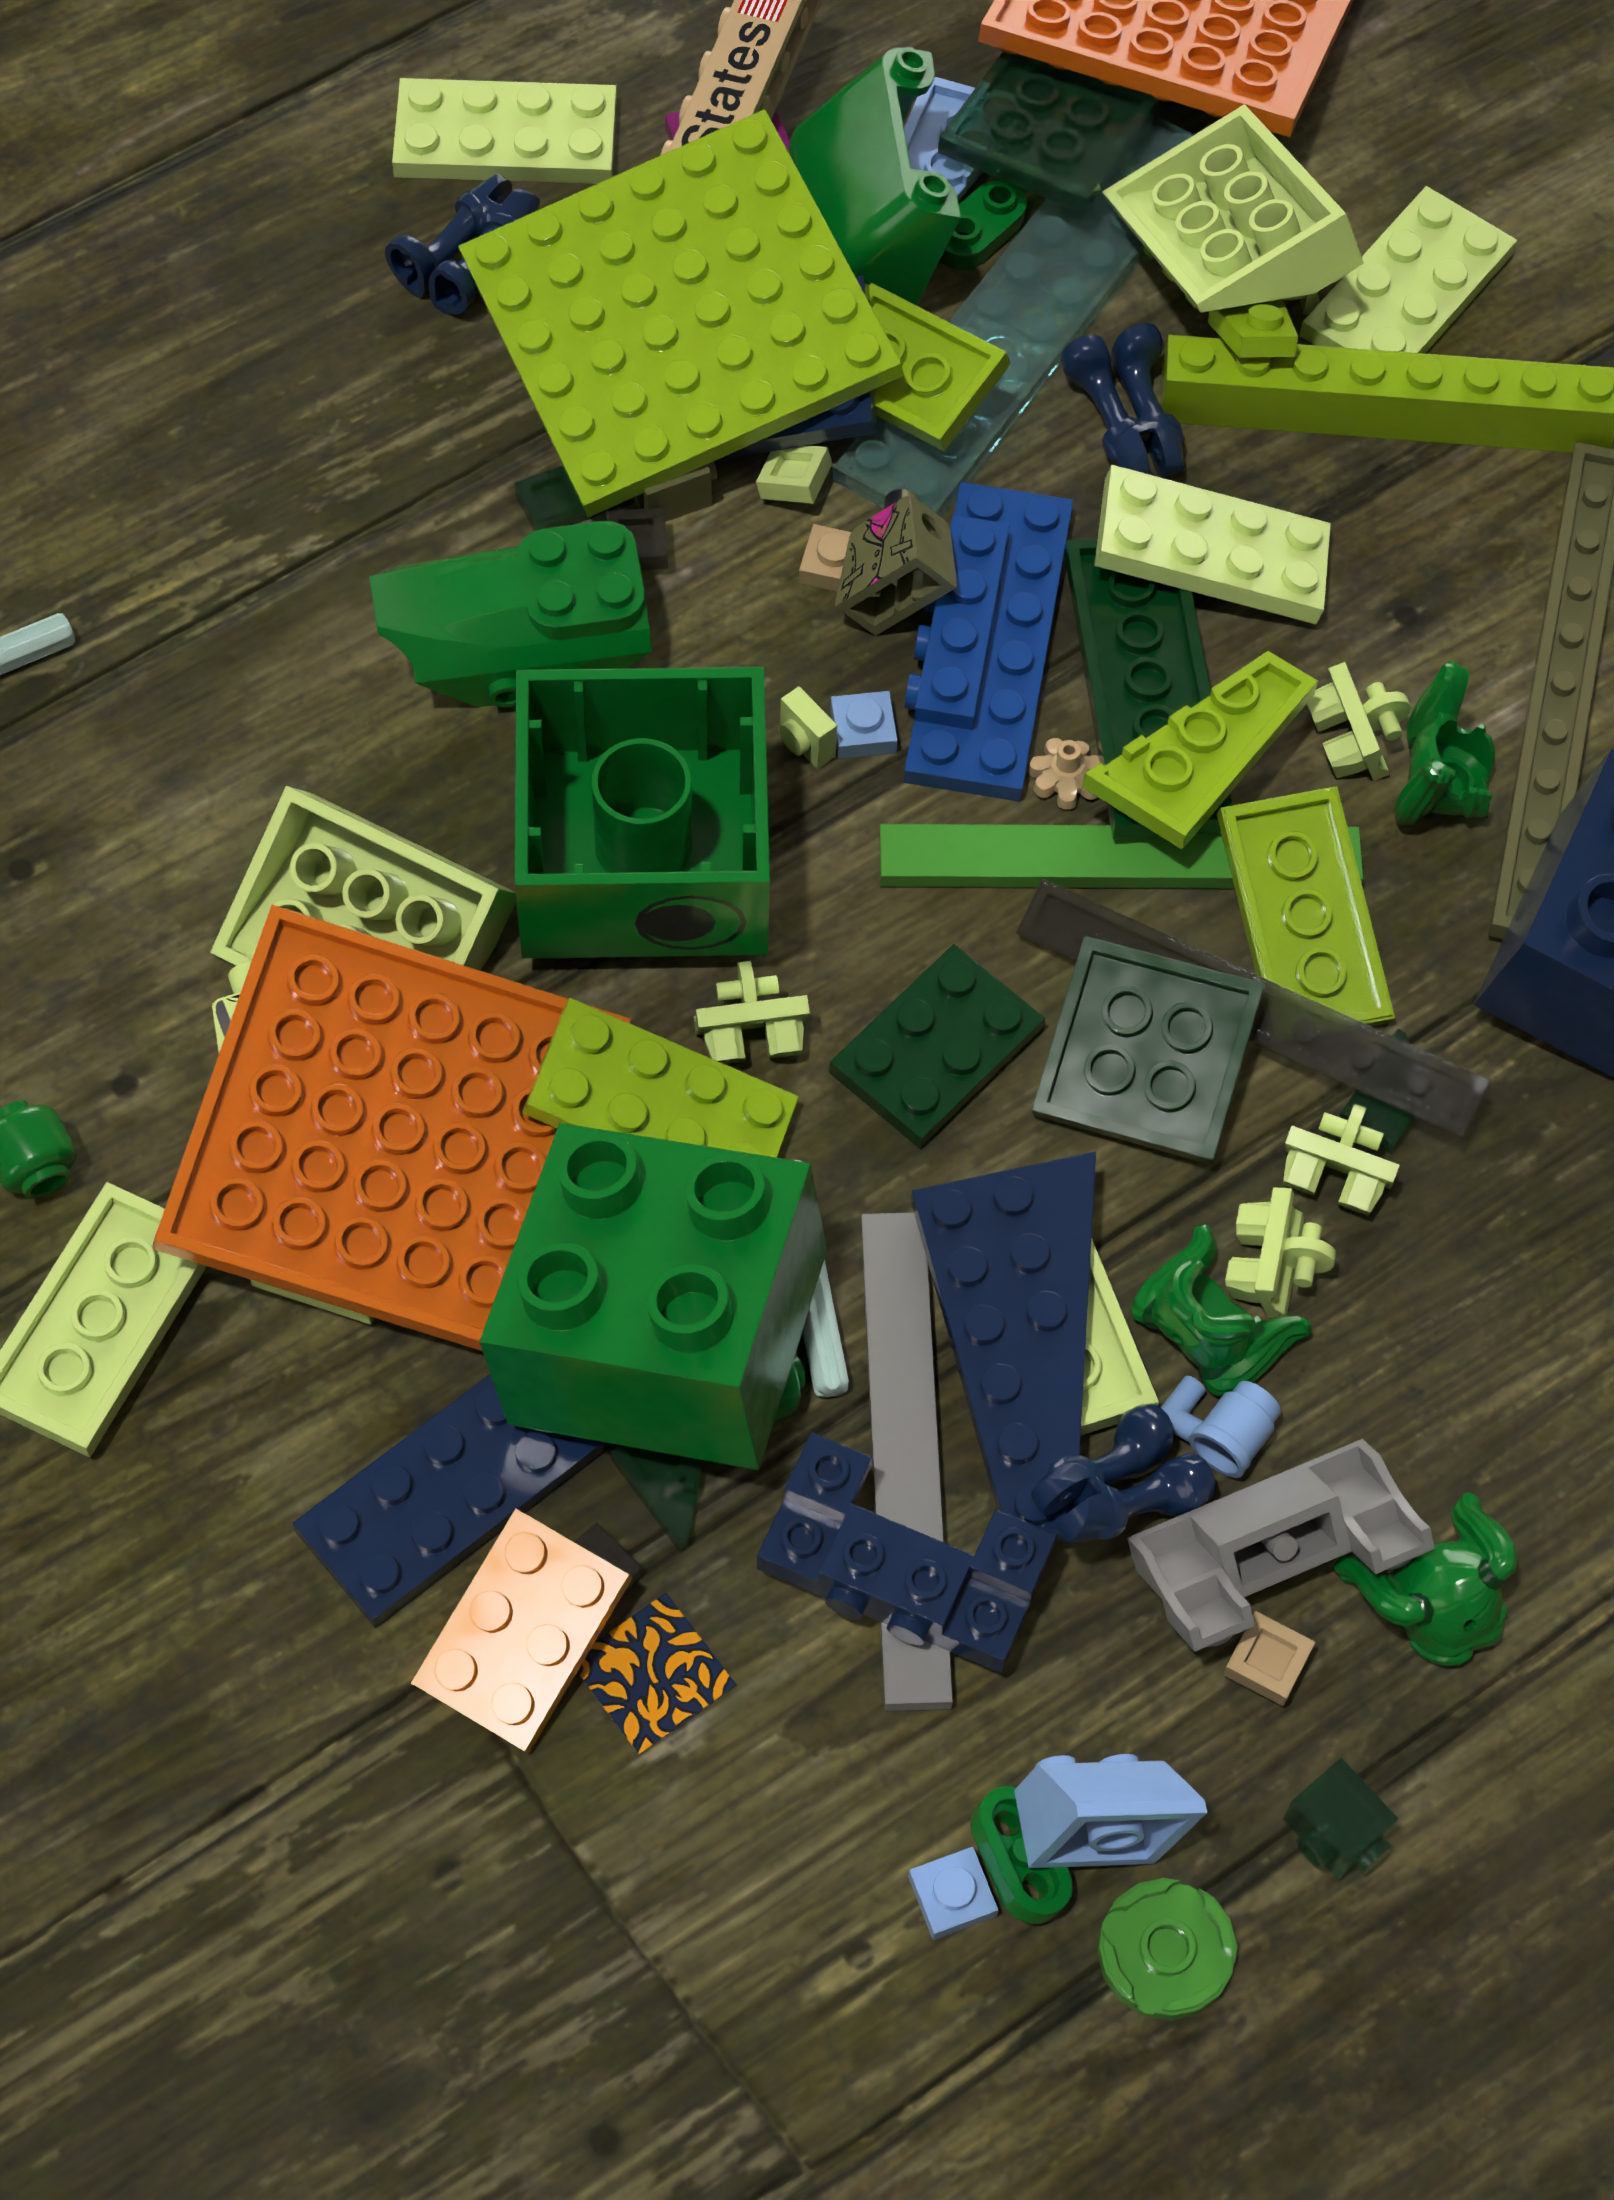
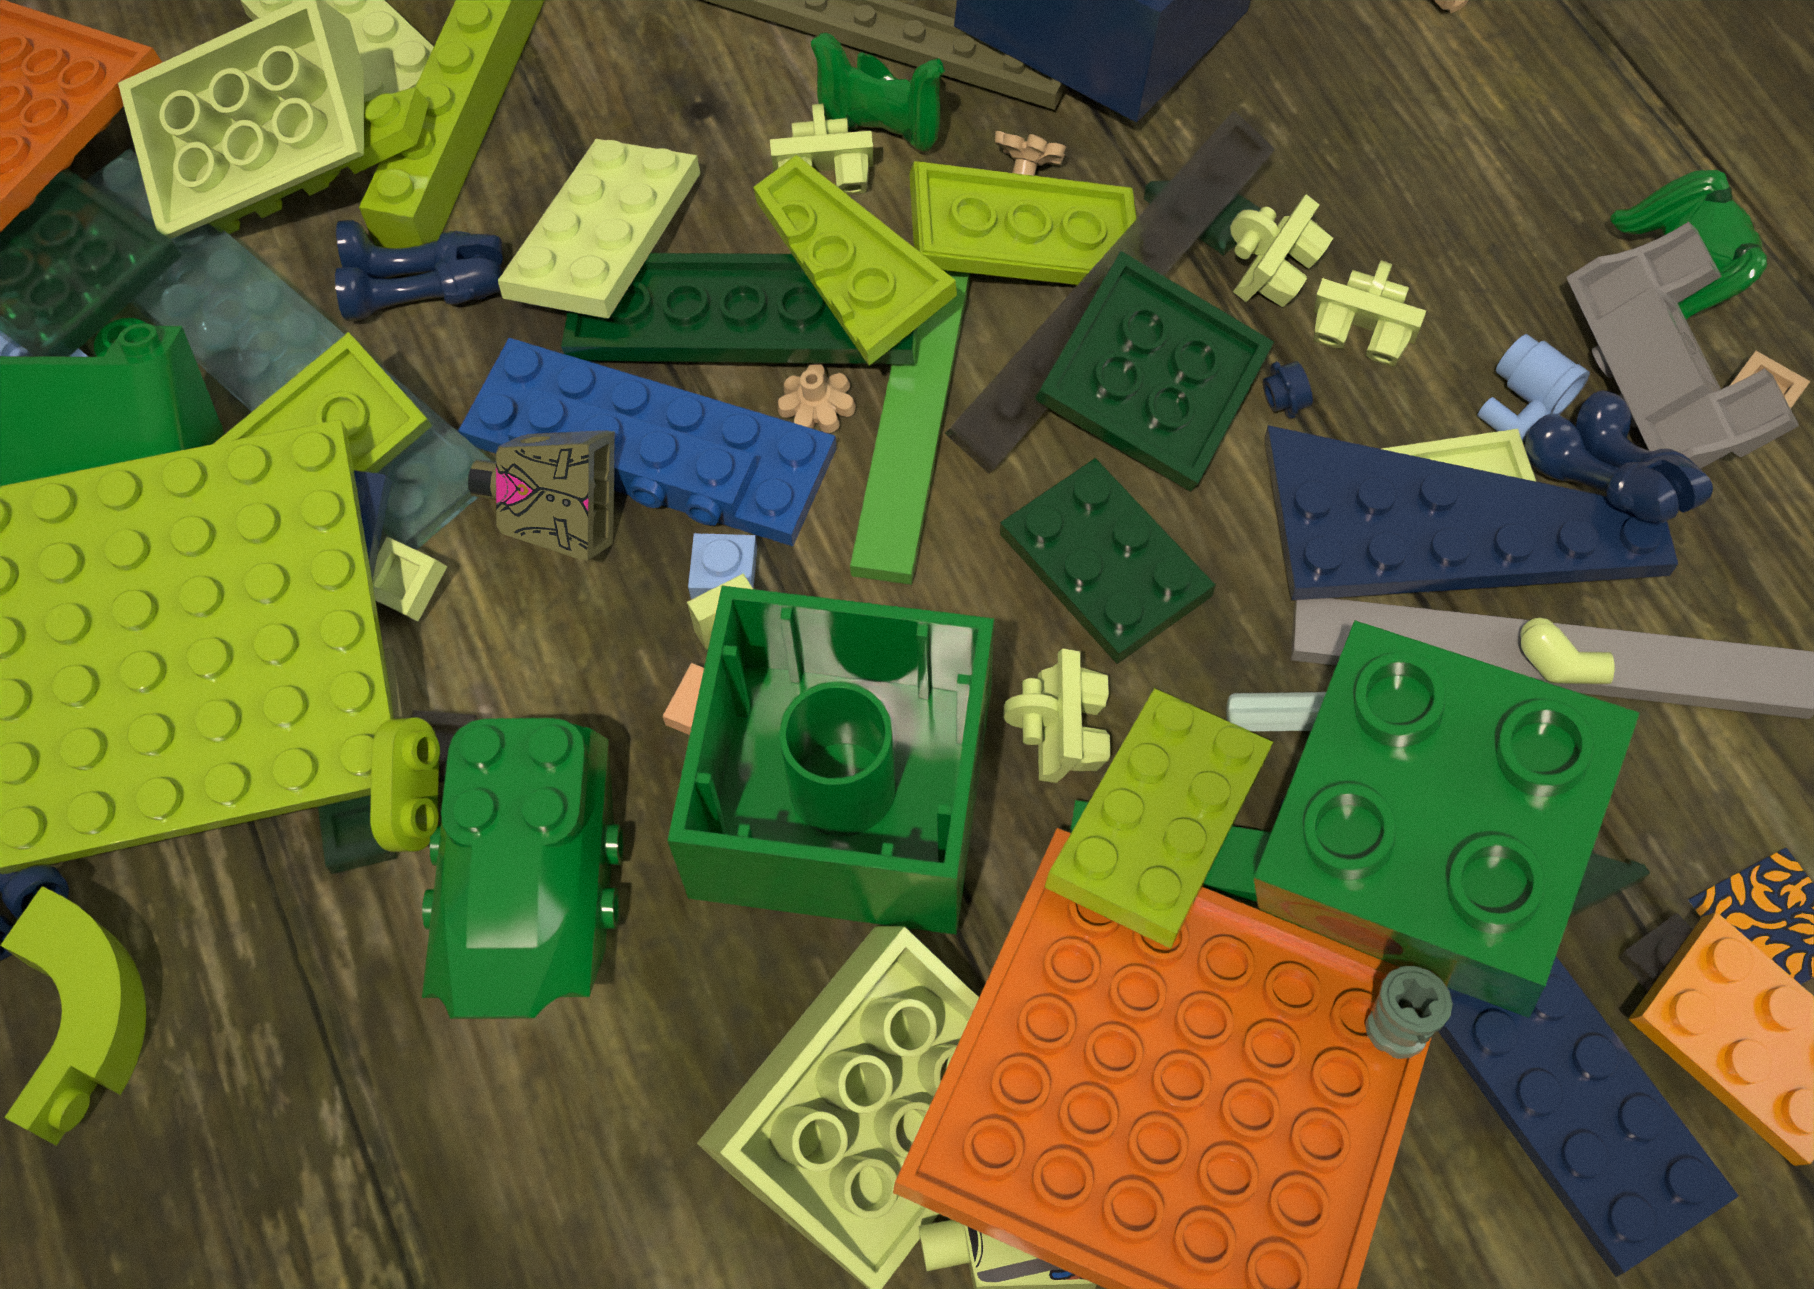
camera: 75 degrees left, 0 degrees up
(369, 356) = (99, 1019): none -> lime arch
(476, 1276) = (1408, 1011): none -> sand green bush
(580, 501) = (404, 784): none -> lime plate
(824, 557) = (513, 567): tan plate -> none
(884, 1444) = (1559, 660): none -> yellowish green arm
(896, 1572) = (1709, 663): dark blue bracket -> none
(1168, 1187) = (1287, 388): none -> dark blue plate
(1209, 1326) = (1423, 384): green hair -> none
(1411, 911) = (1029, 153): none -> tan plant

